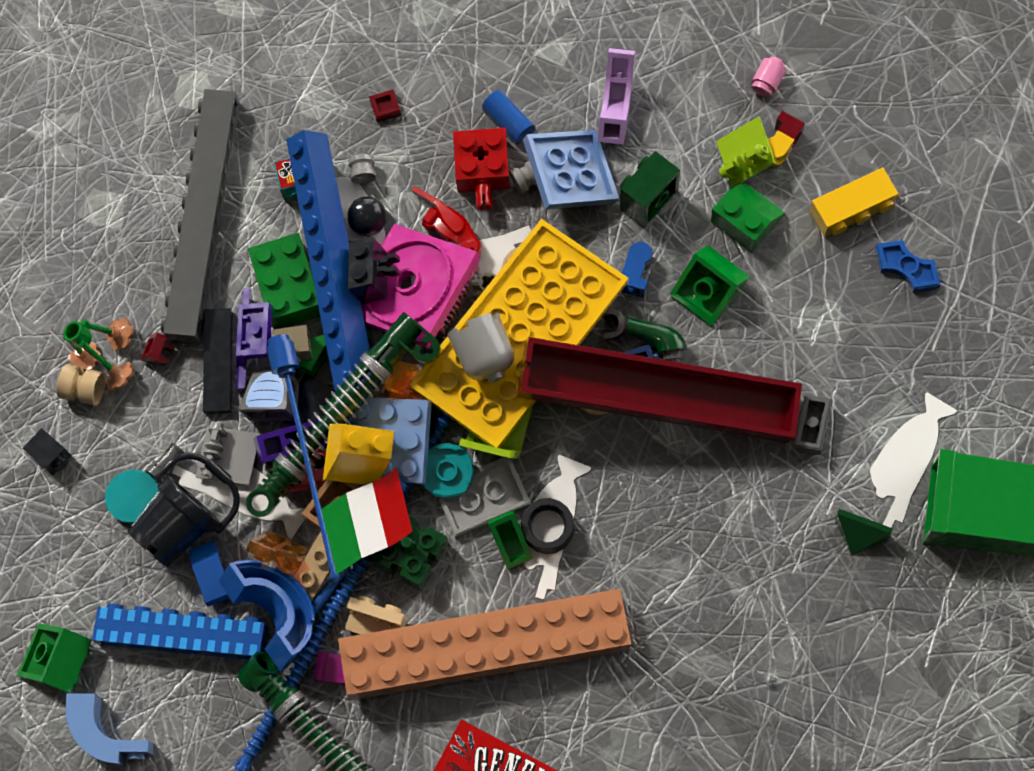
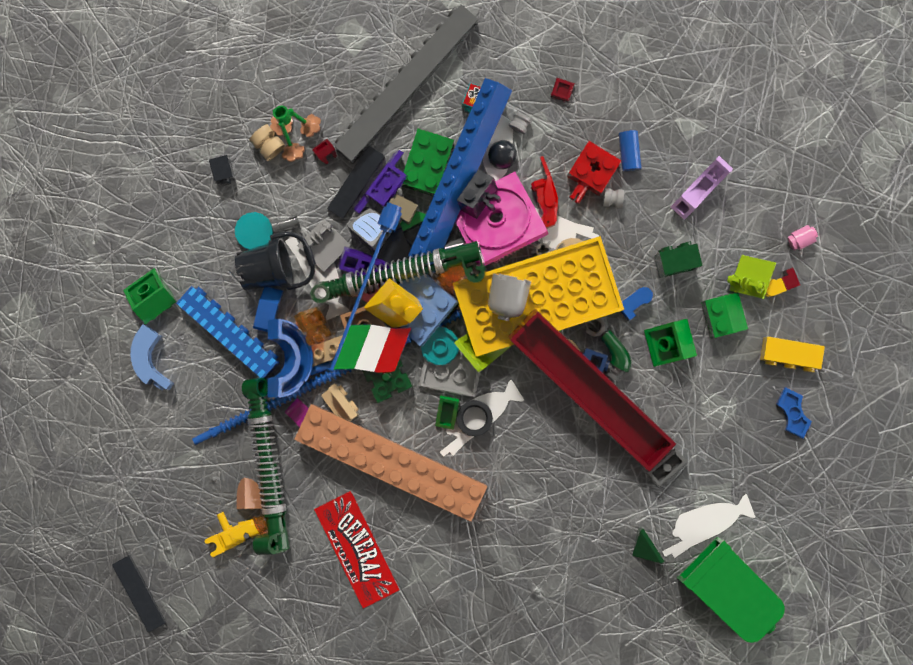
camera: 30 degrees right, 15 degrees up
(570, 169) = (641, 213): medium blue plate -> none

